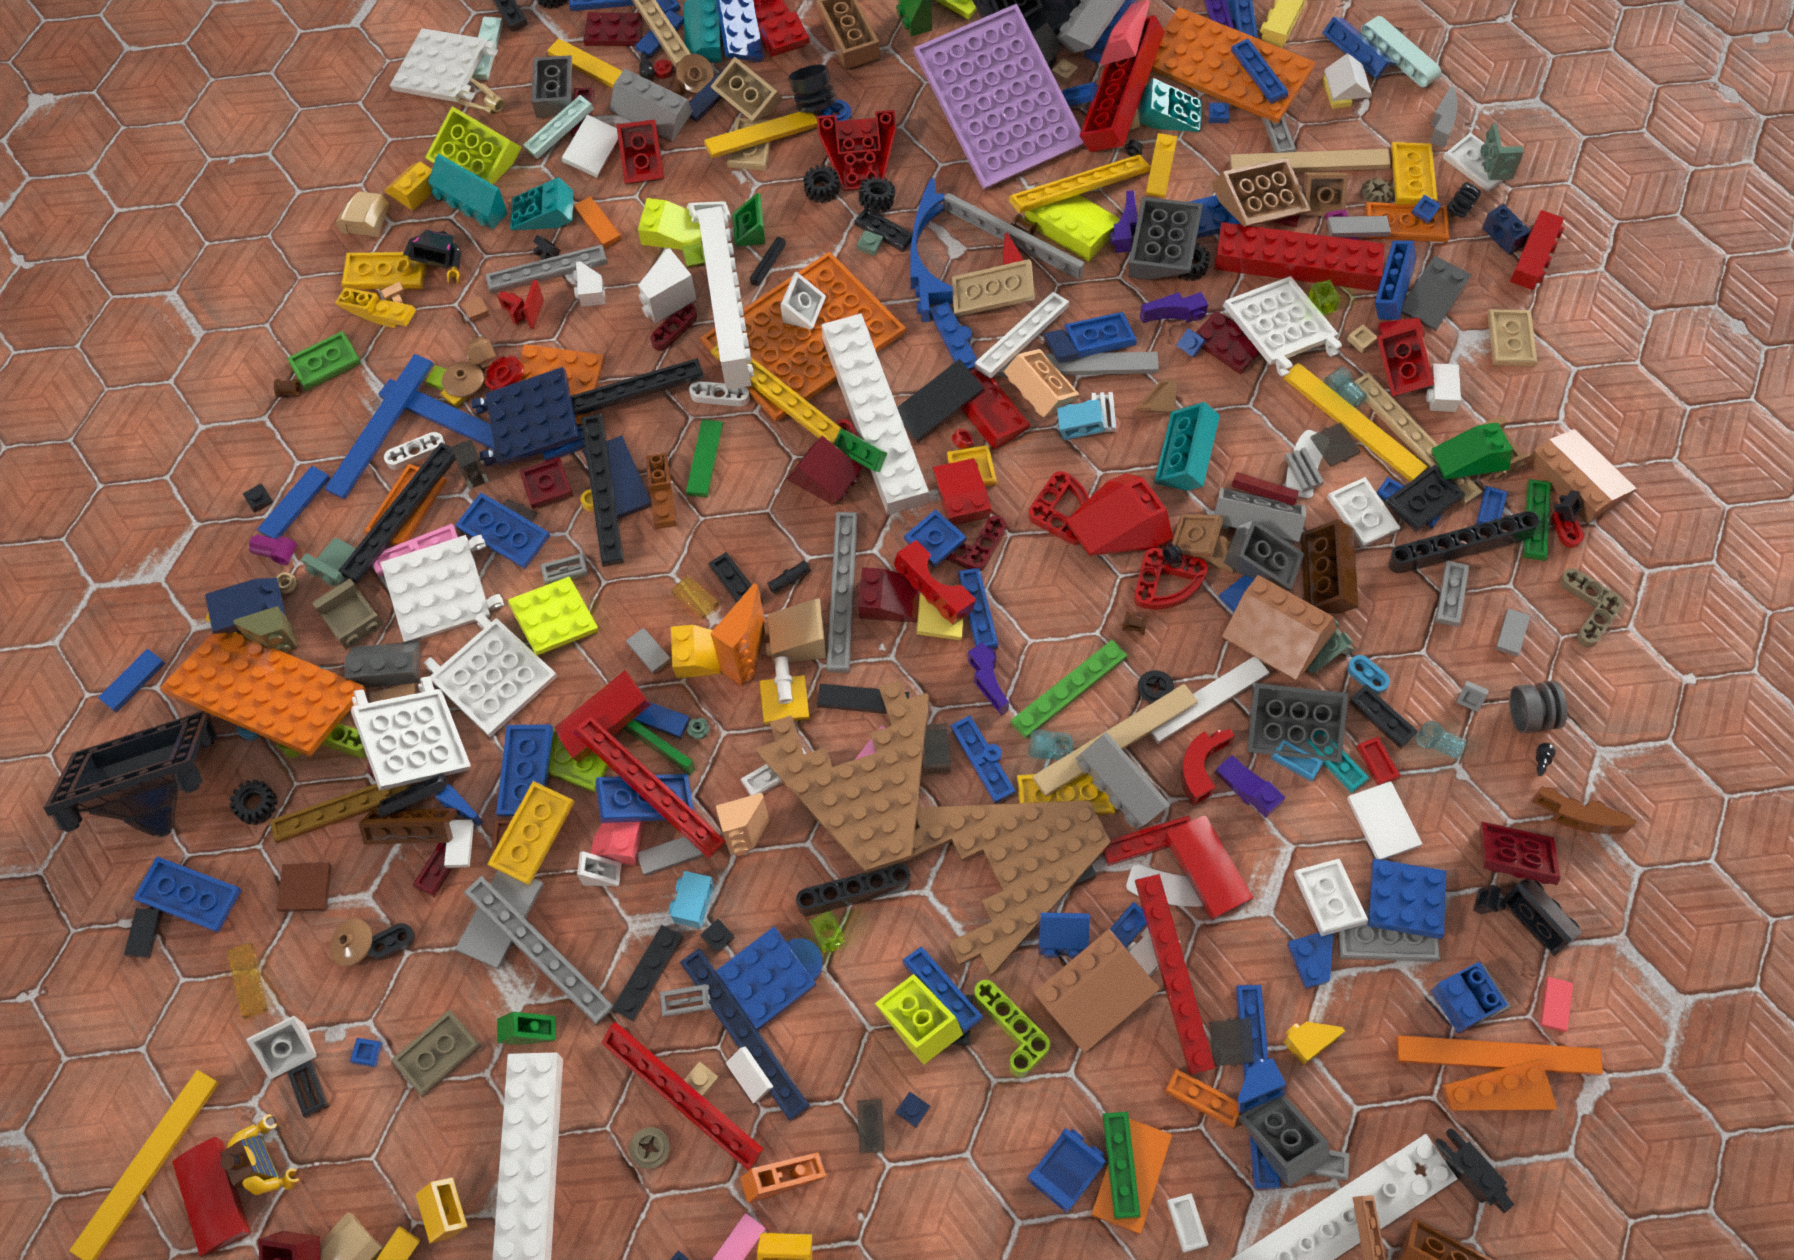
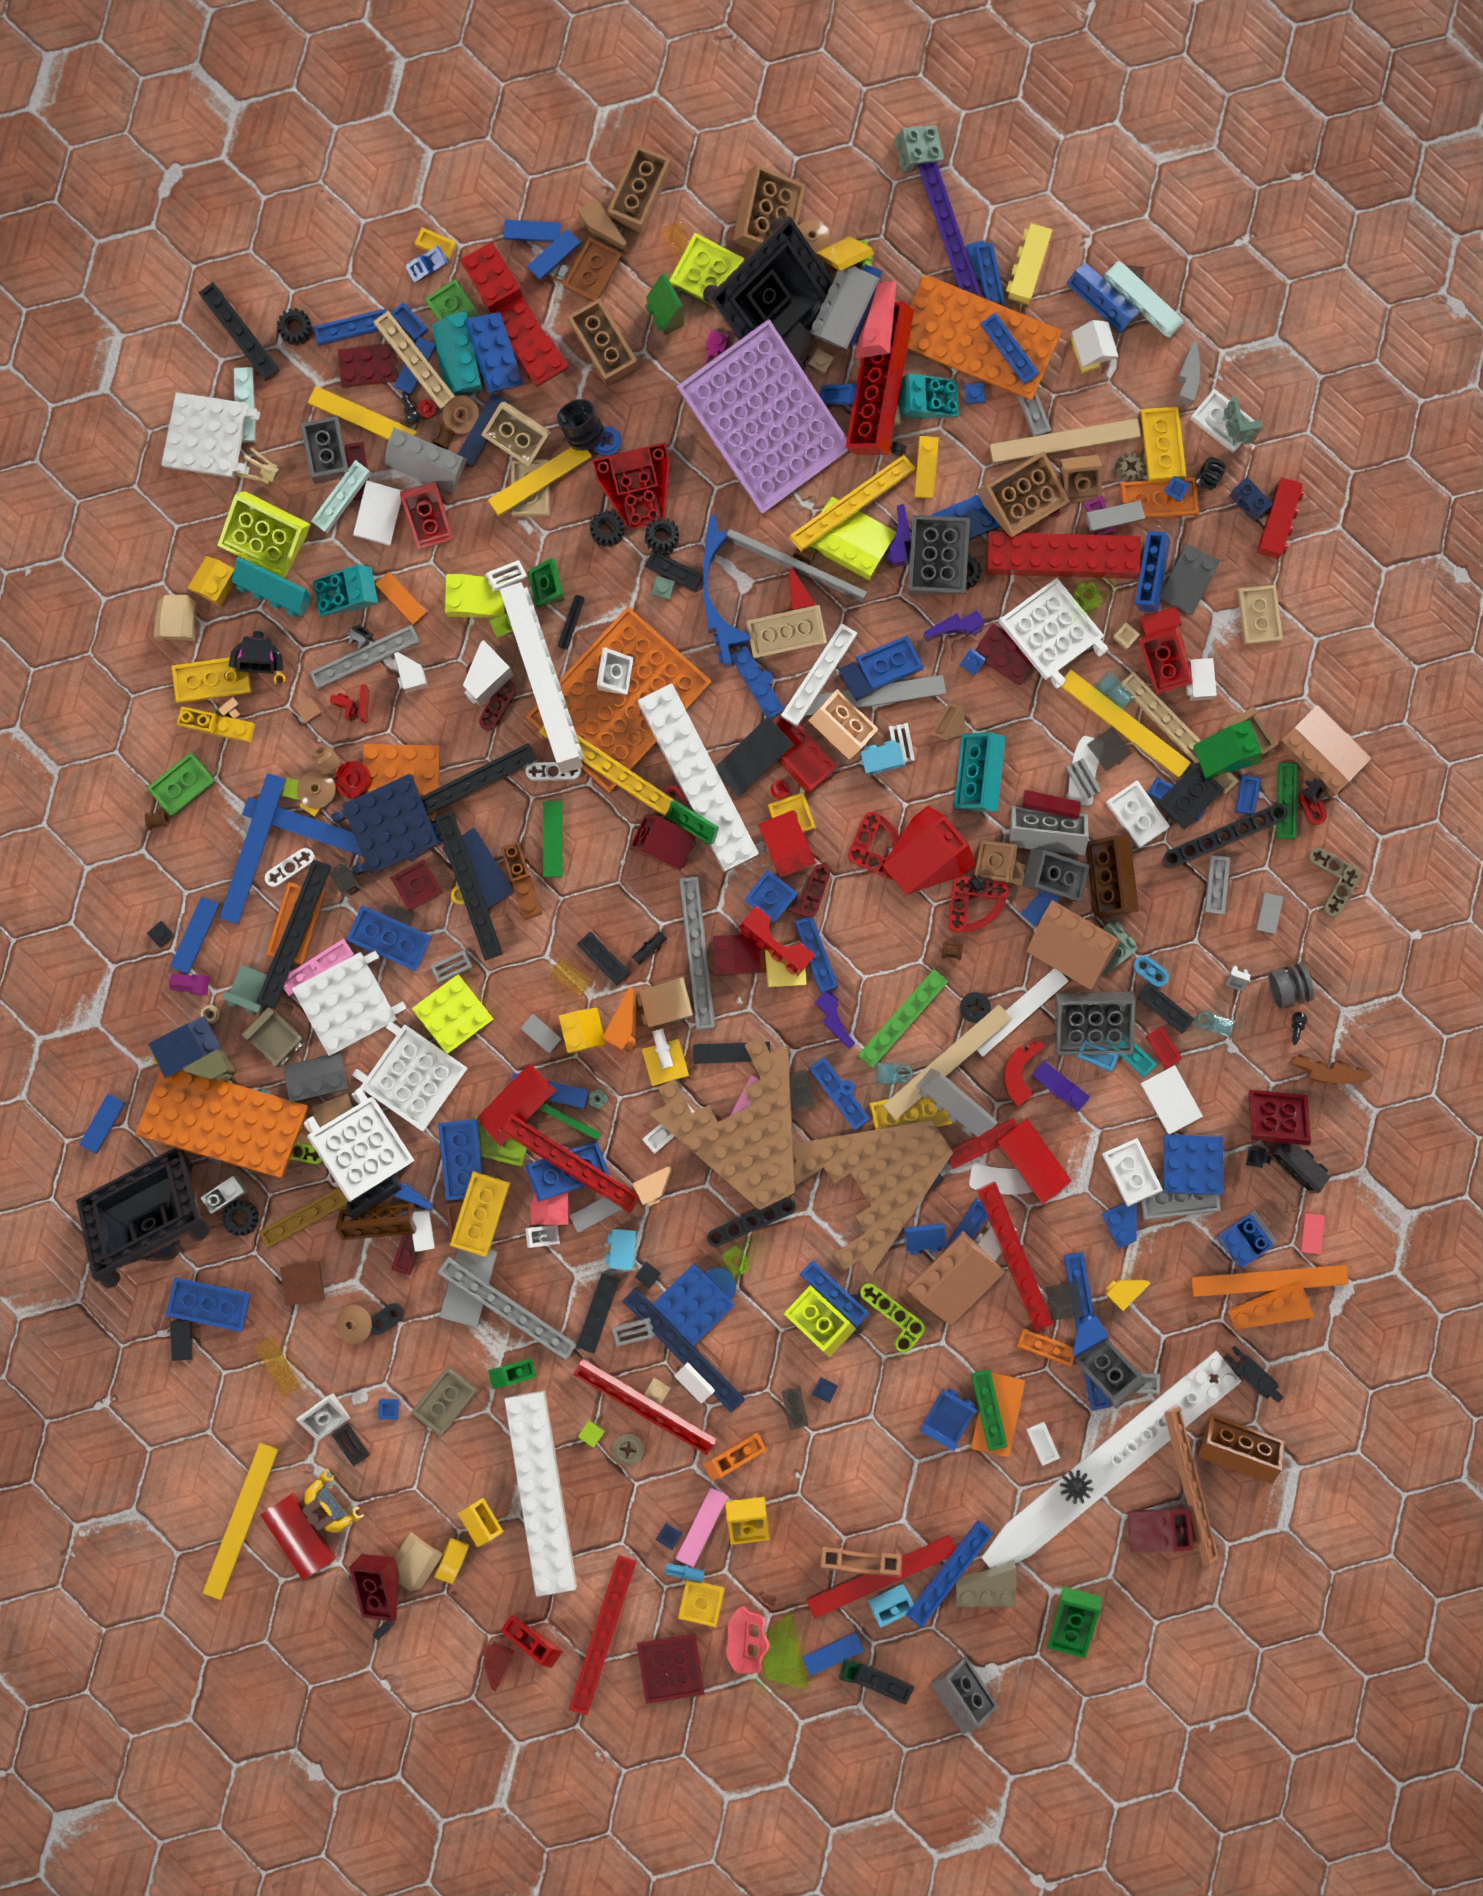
camera: 10 degrees left, 20 degrees up
(242, 768) = (224, 1194): none -> white slope
(608, 1121) = (591, 1433): none -> lime tile

